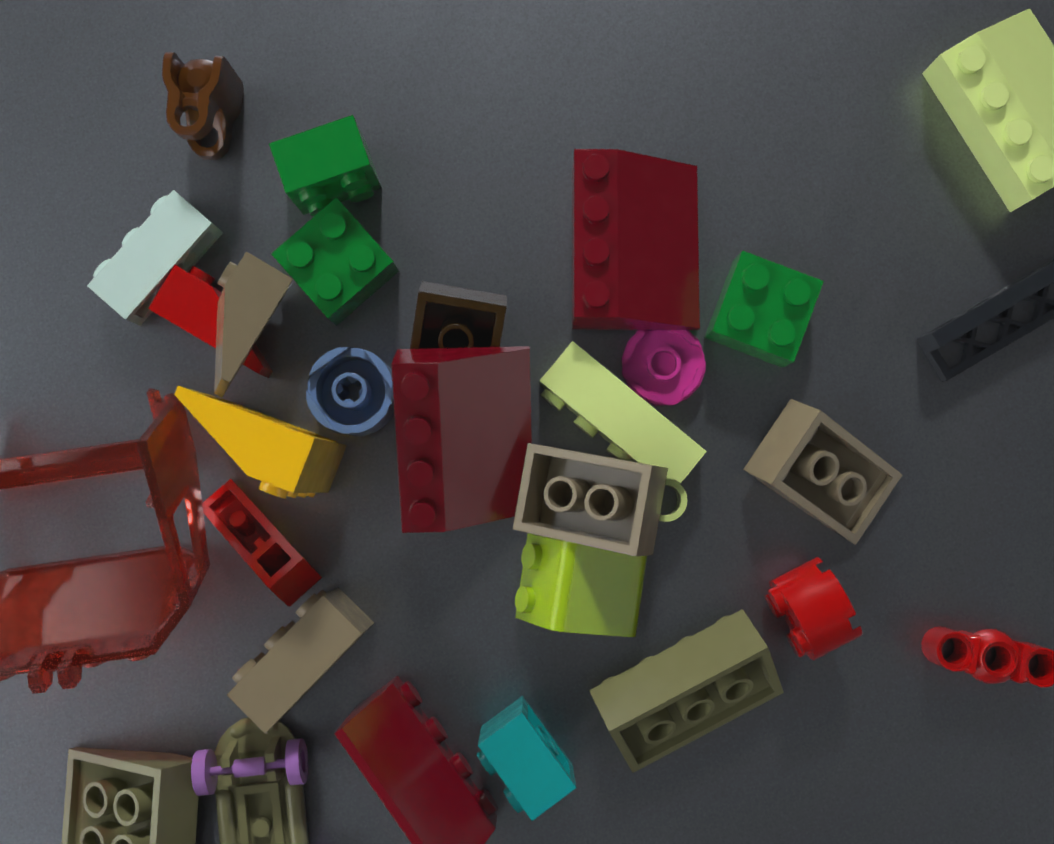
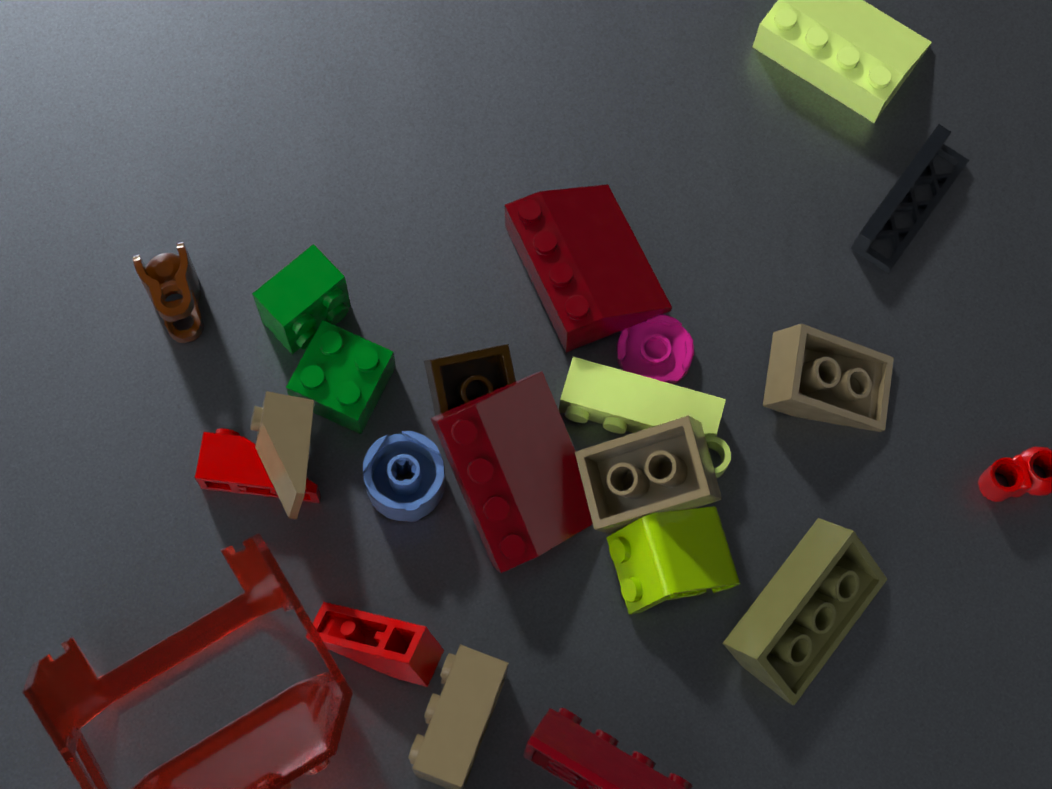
camera: 30 degrees left, 15 degrees down
(168, 237) = (175, 437): light aqua brick -> none
(268, 449) = (356, 530): yellow slope -> none
(525, 759) = (696, 721): teal brick -> none
(764, 309) = (716, 271): green brick -> none
(813, 609) = (875, 490): red brick -> none

